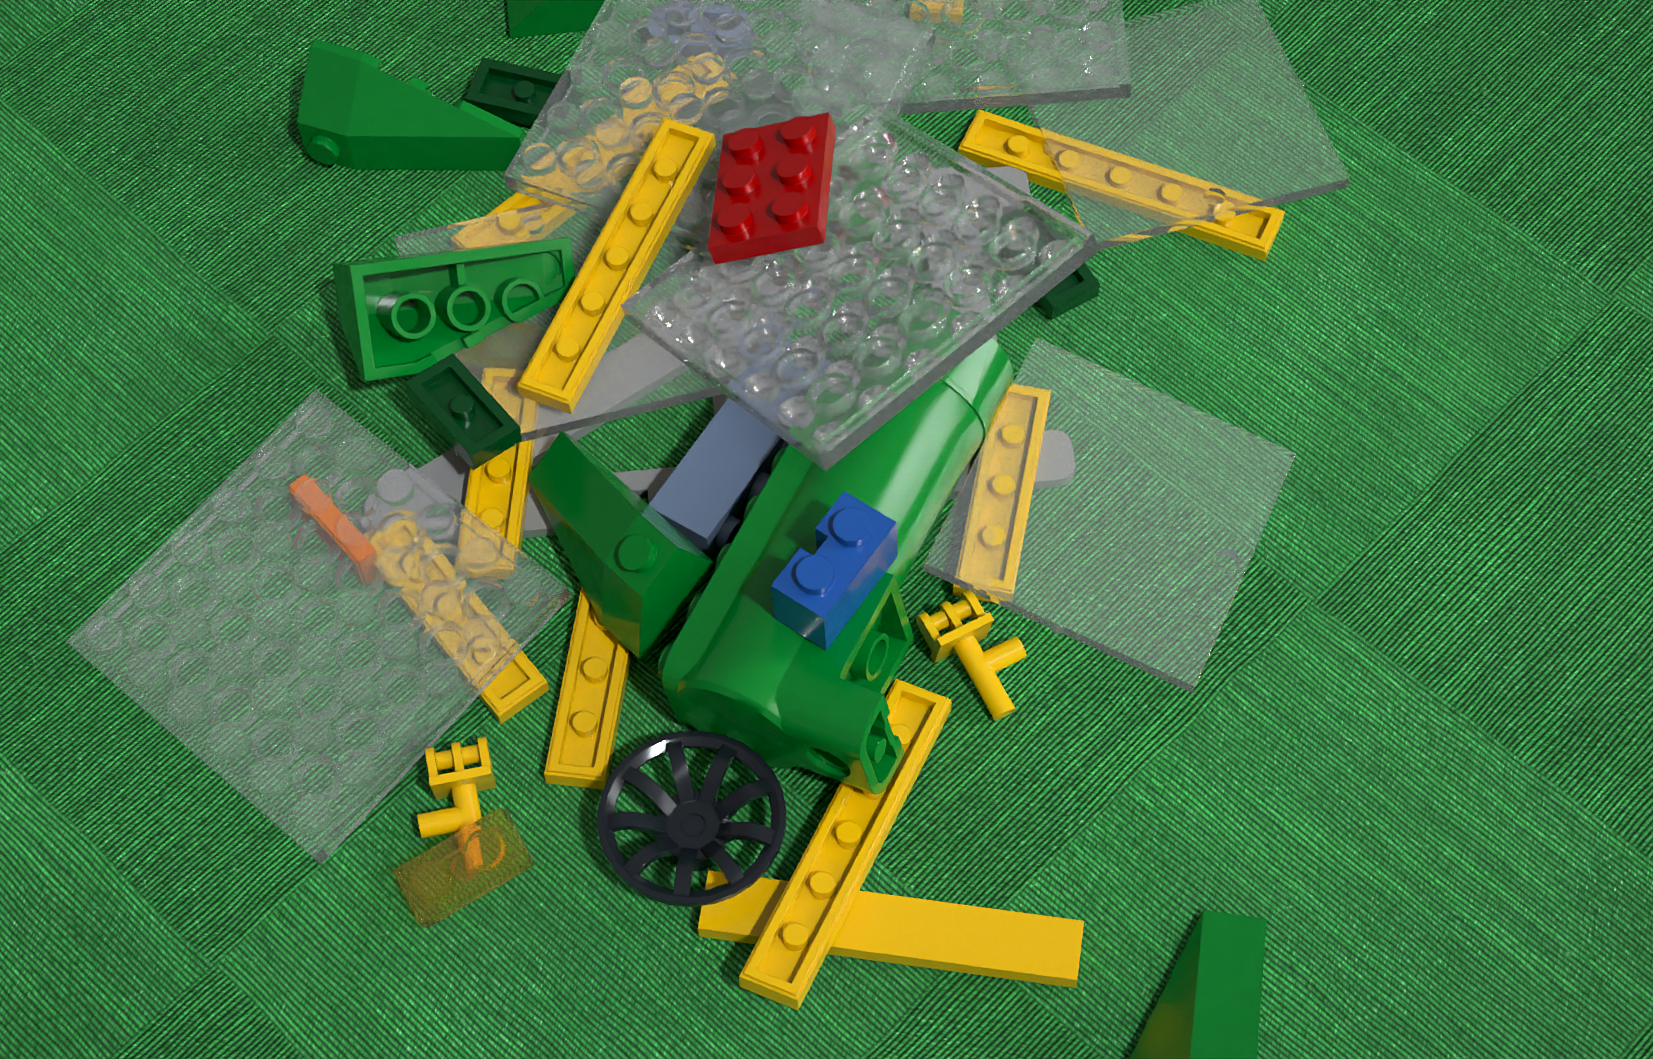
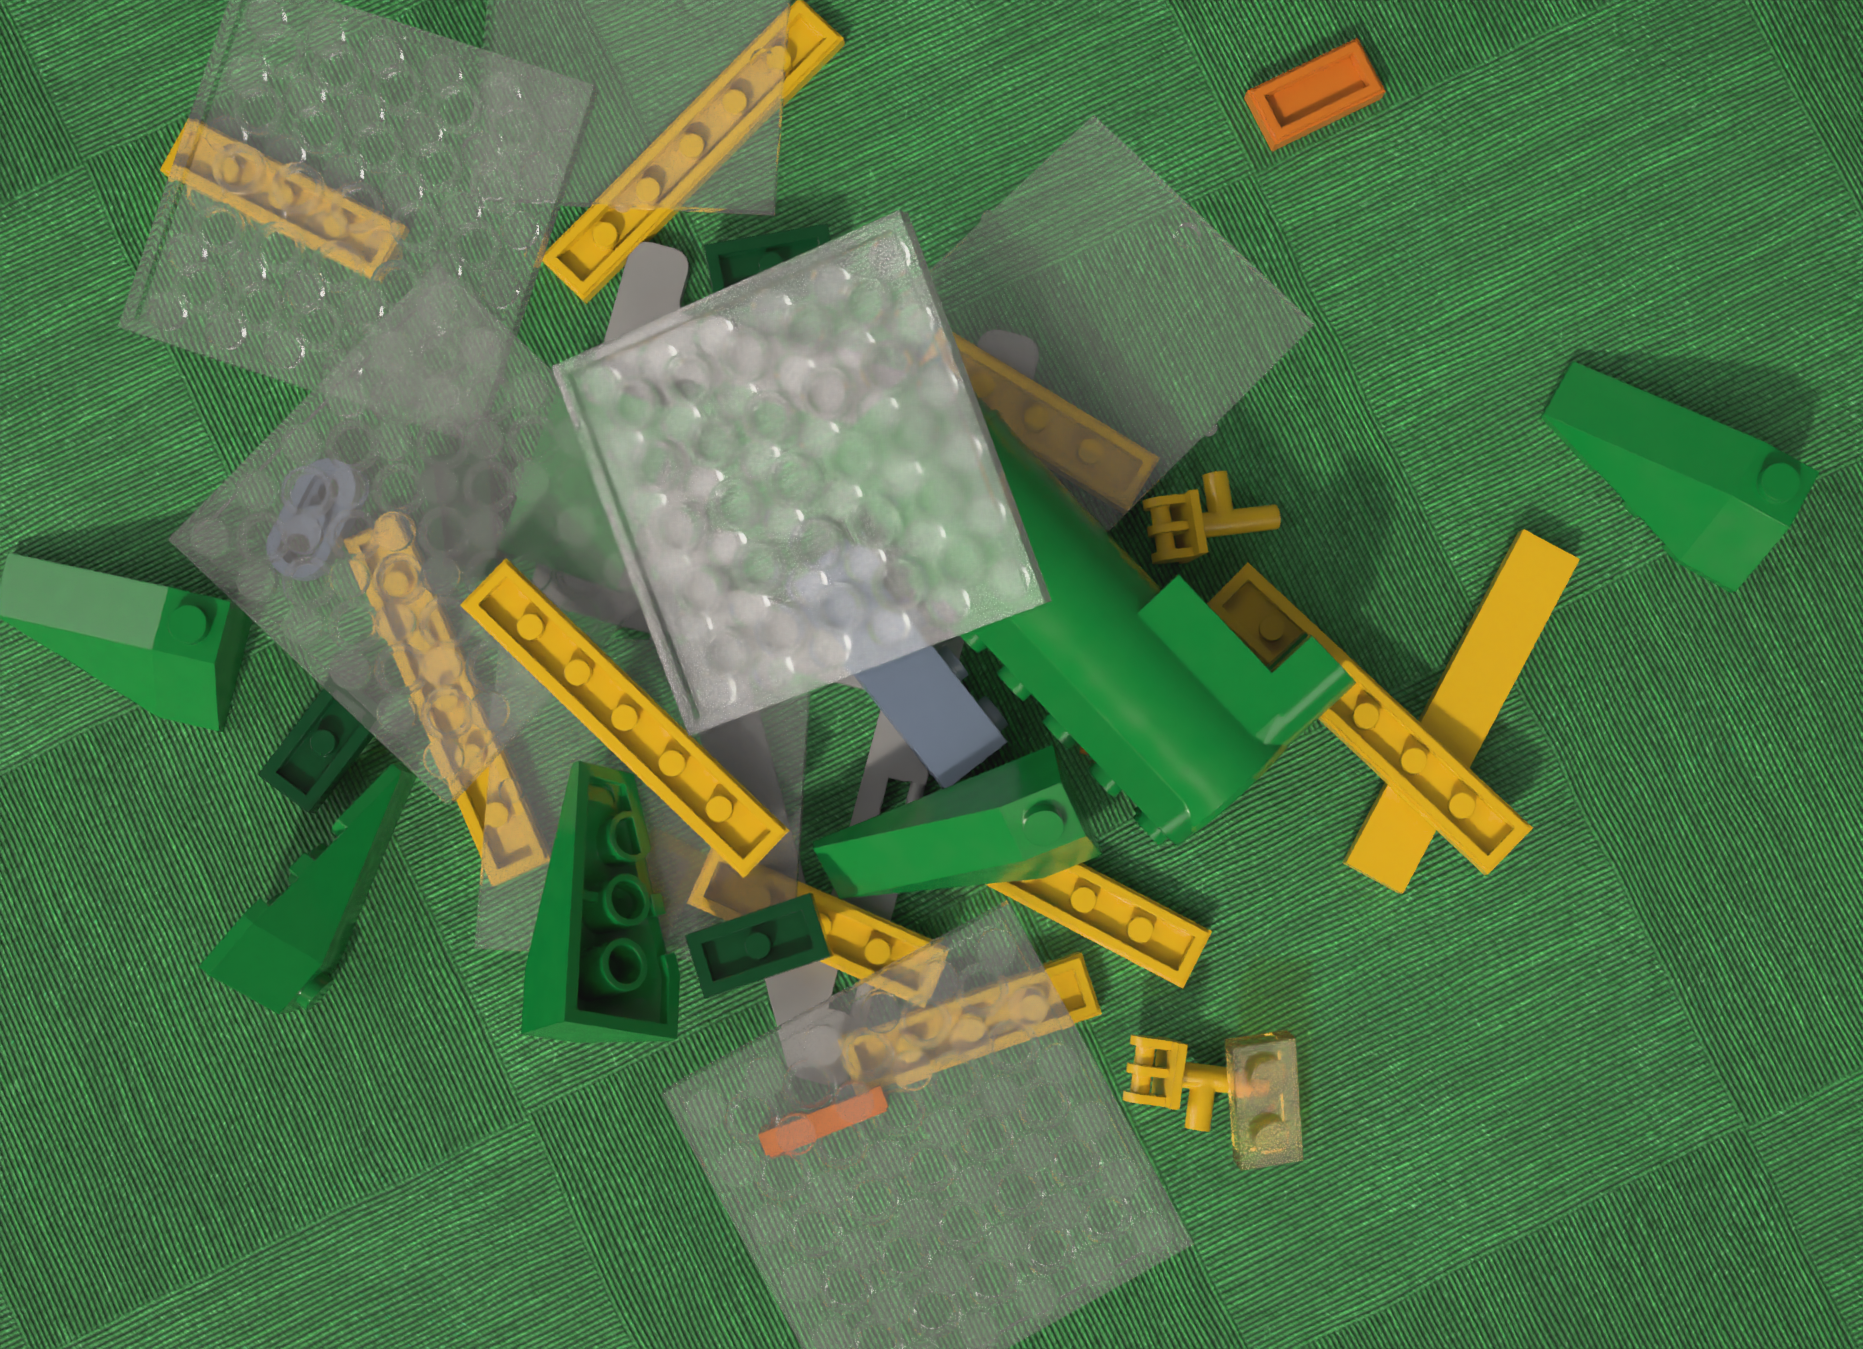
camera: 70 degrees left, 25 degrees up
(693, 823) = (1308, 863): black wheel -> none
(772, 188) = (620, 521): red plate -> none
(825, 589) = (1193, 645): blue brick -> none
(1406, 620) = (1314, 94): none -> orange tile

